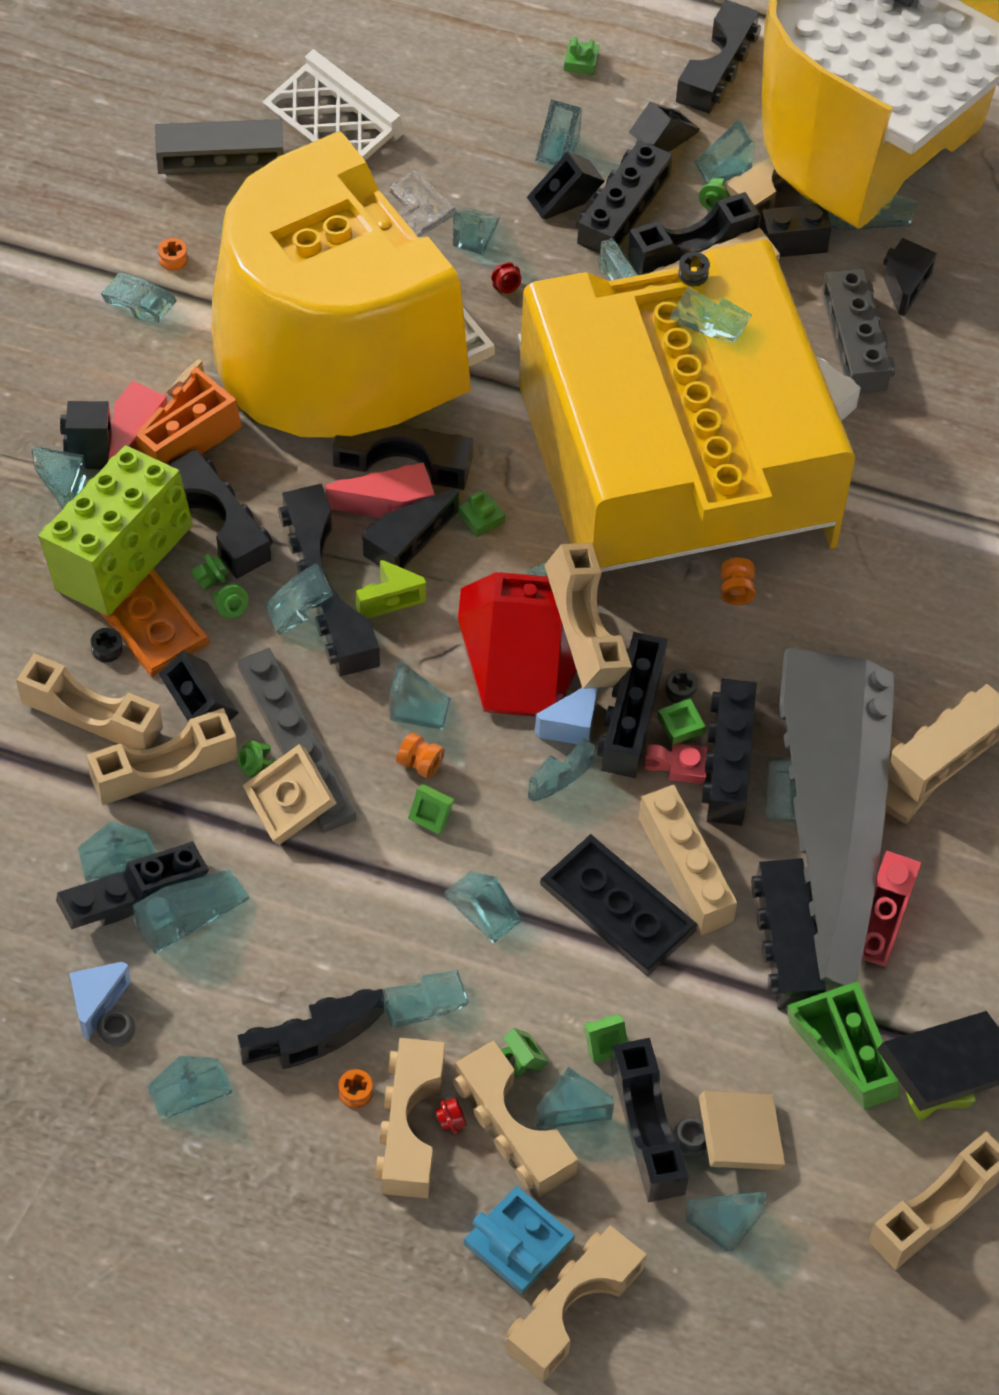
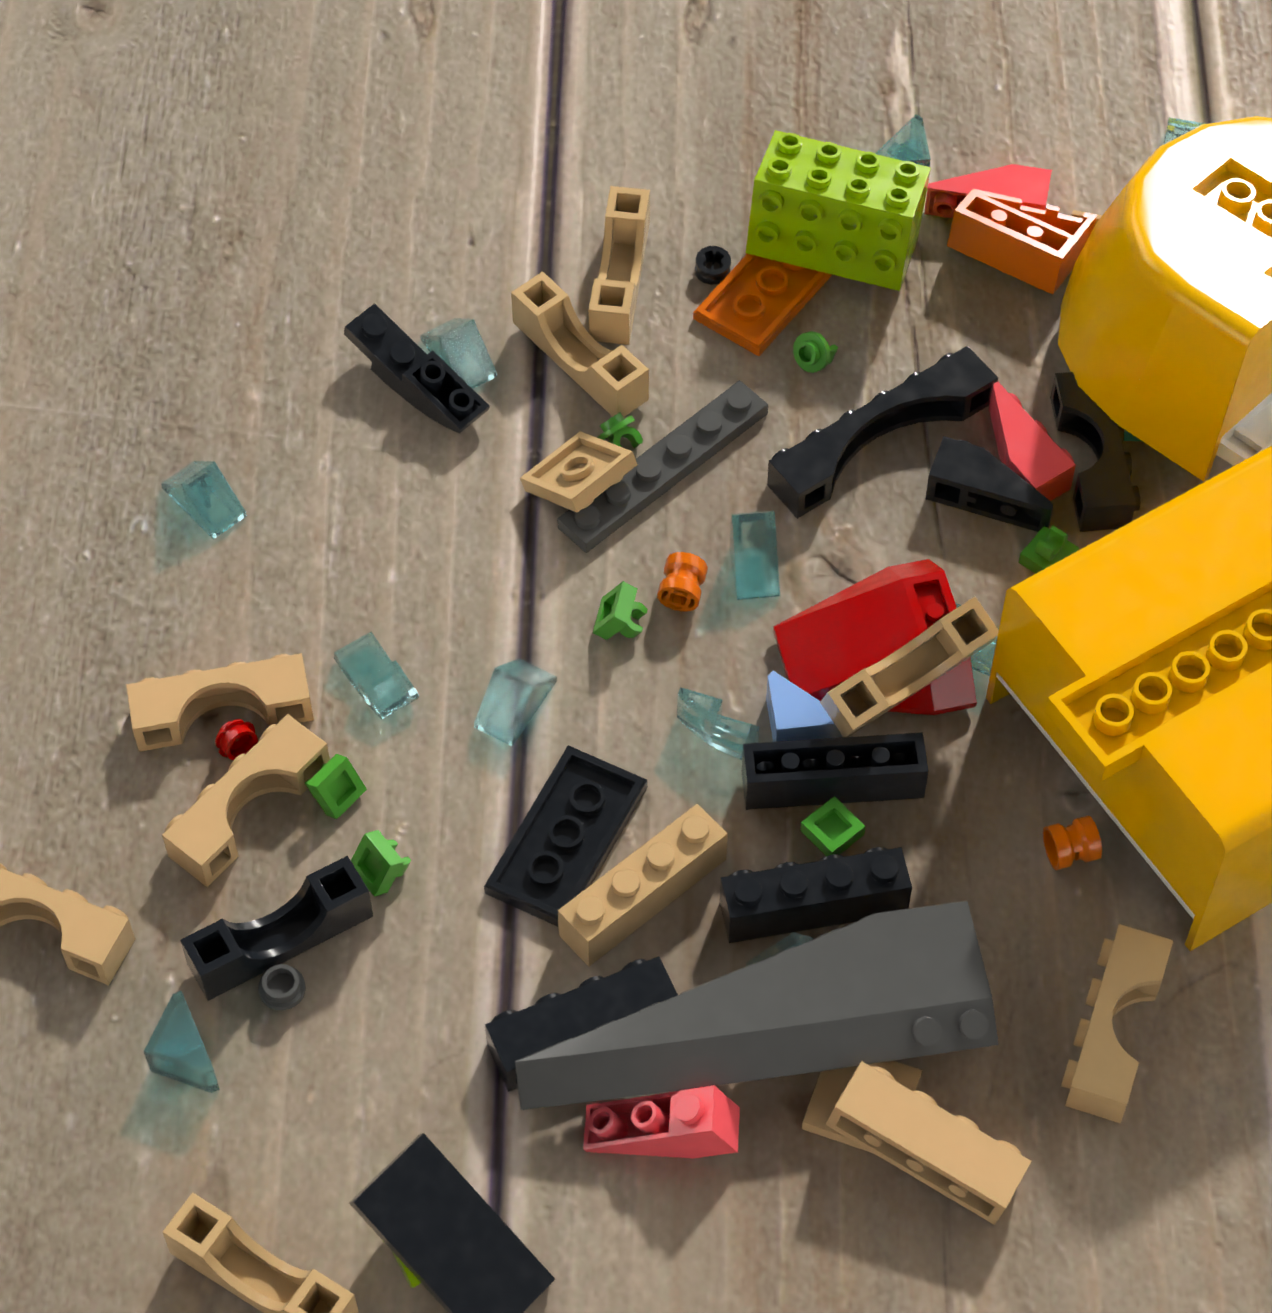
camera: 75 degrees right, 0 degrees up
(87, 431) = (958, 145): black brick -> none
(97, 992) = (276, 381): light blue slope -> none
(116, 1028) = (250, 412): dark grey plate -> none
(186, 907) = (410, 427): clear light blue slope -> none
(196, 687) = (676, 350): black brick -> none
(210, 572) = (846, 322): bright green plate -> none
(241, 541) = (895, 335): black arch -> none
(297, 596) = (838, 405): clear light blue slope -> none
(329, 1027) = (300, 587): black slope -> none
(348, 1080) = (242, 631): orange bush -> none
(397, 591) = (888, 495): lime slope -> none
(518, 1240) = (101, 843): dark azure plate -> none
(573, 1102) = (287, 847): clear light blue slope -> none
(681, 676) = (898, 810): dark grey bush -> none
(683, 762) = (783, 844): coral plate -> none
(741, 1130) = (299, 1034): tan tile -> none
(846, 1041) = (458, 1107): bright green wedge -> none
(920, 625) = (1105, 1071): none -> tan arch

